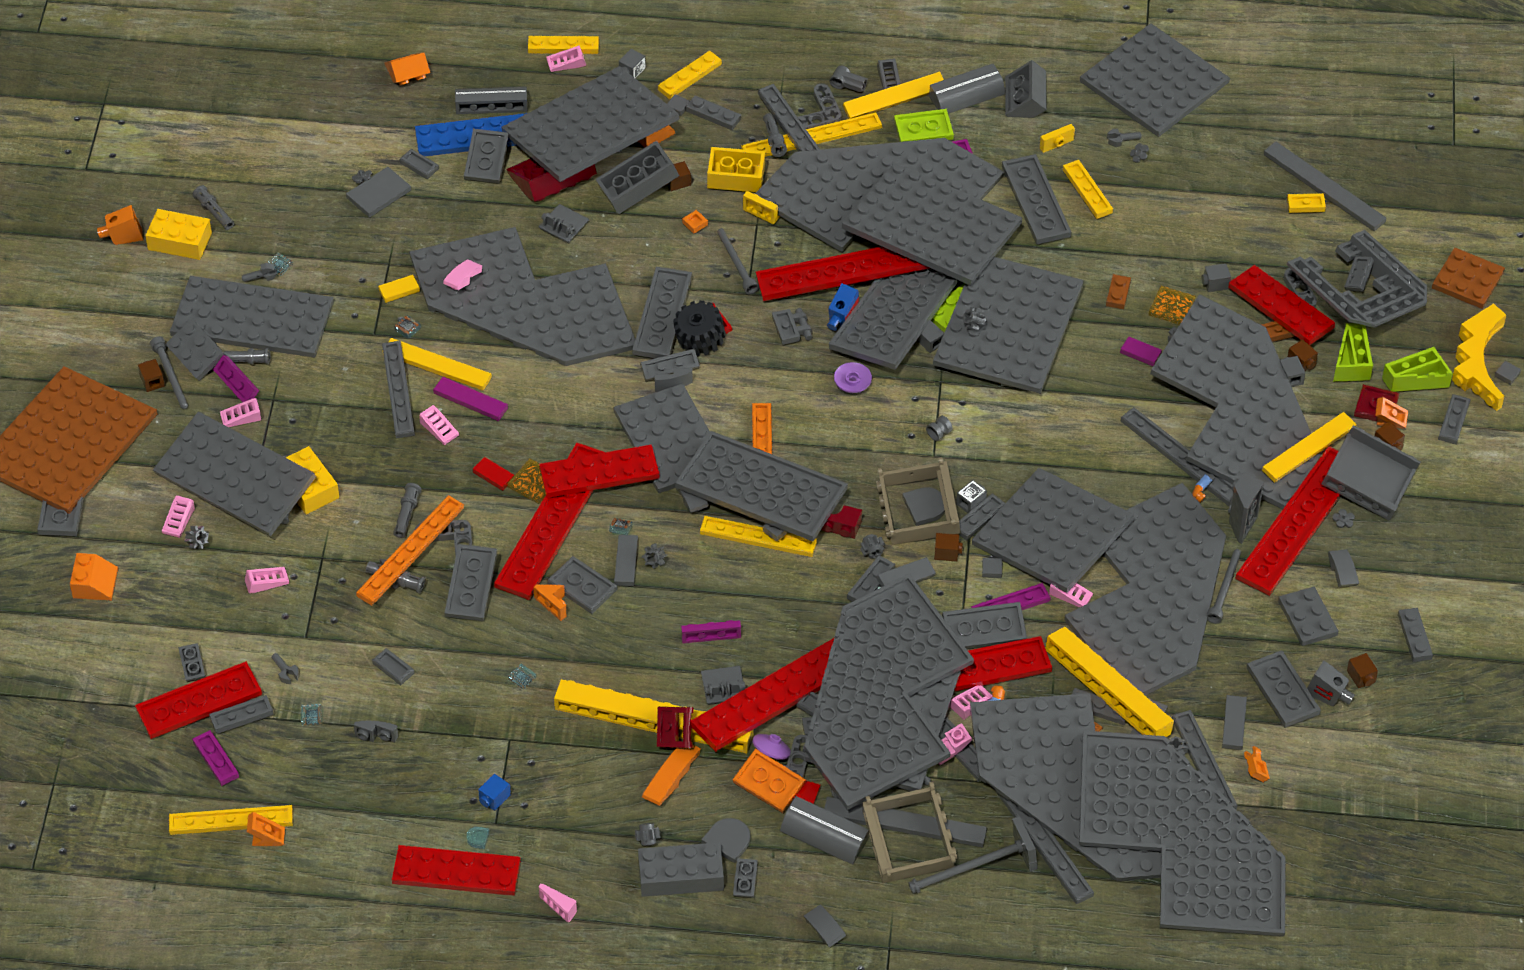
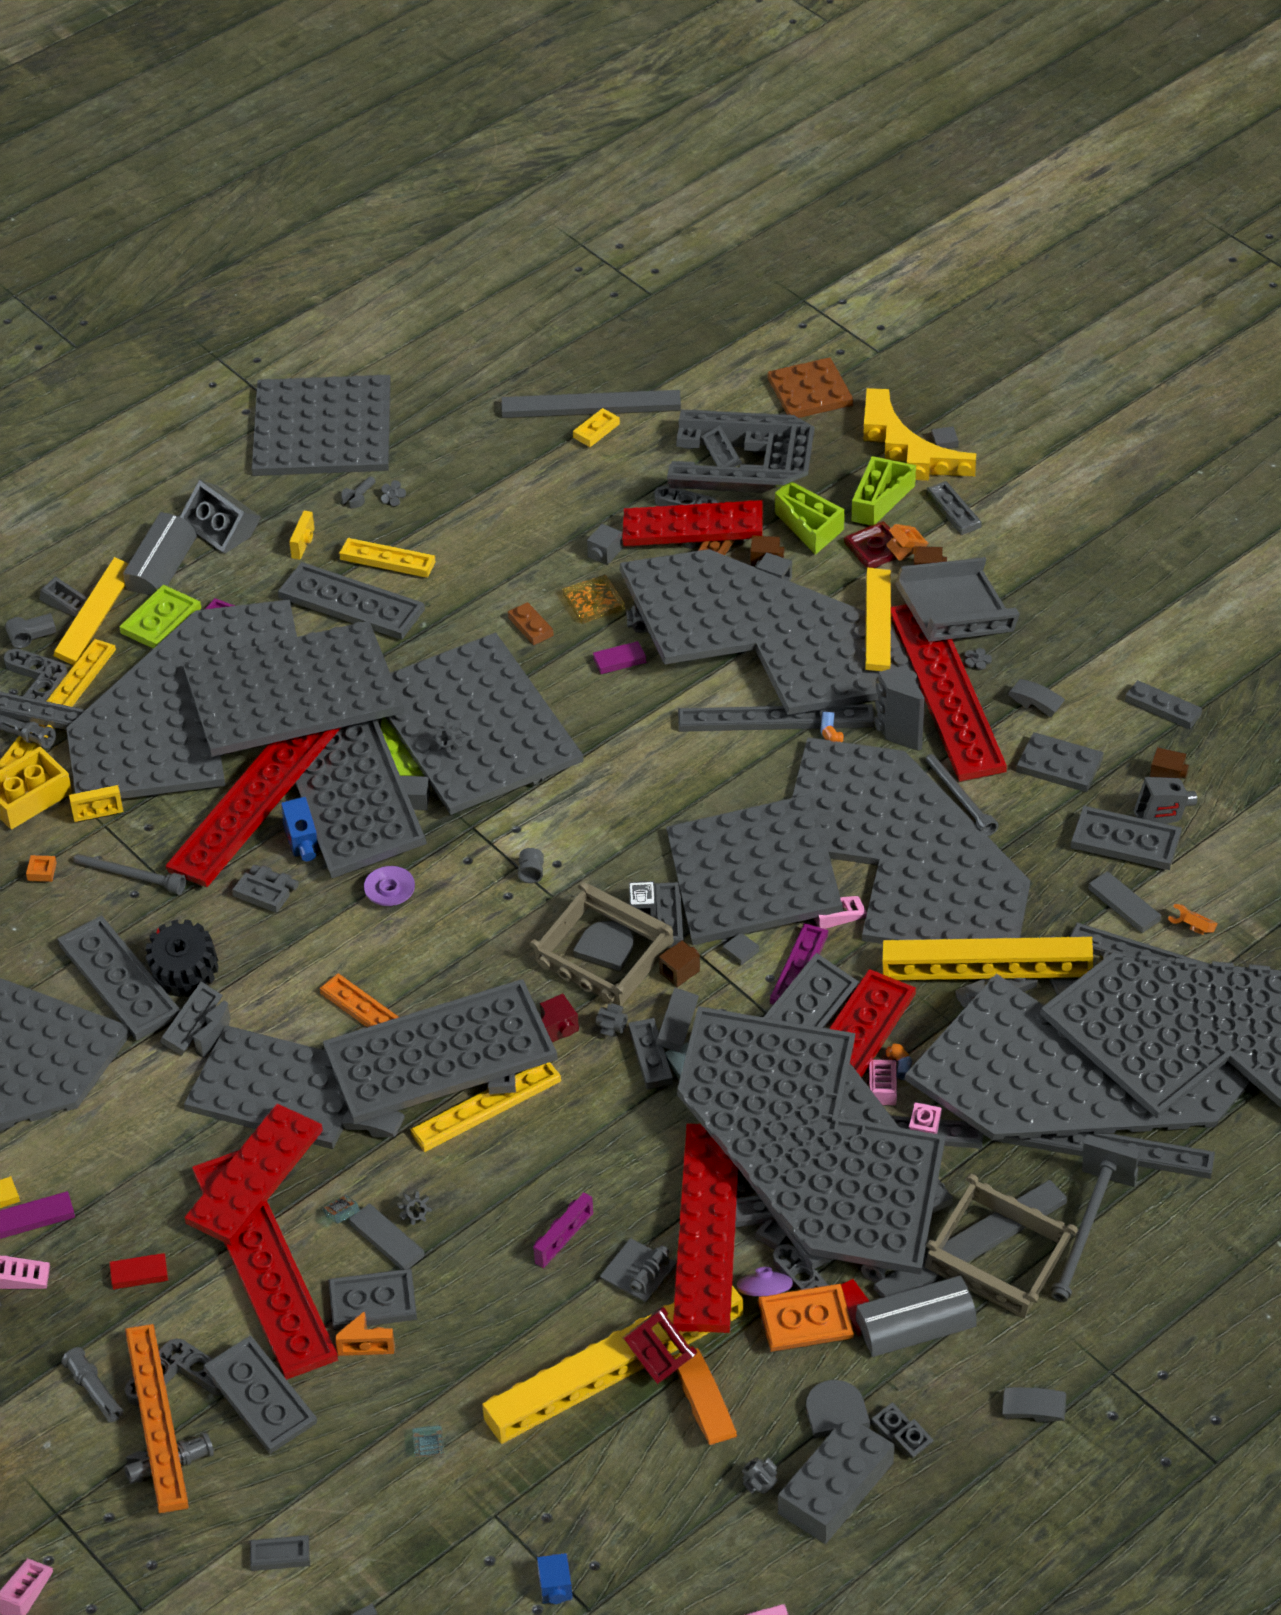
camera: 45 degrees left, 5 degrees down
(528, 482) = (188, 1247): clear yellow tile -> none

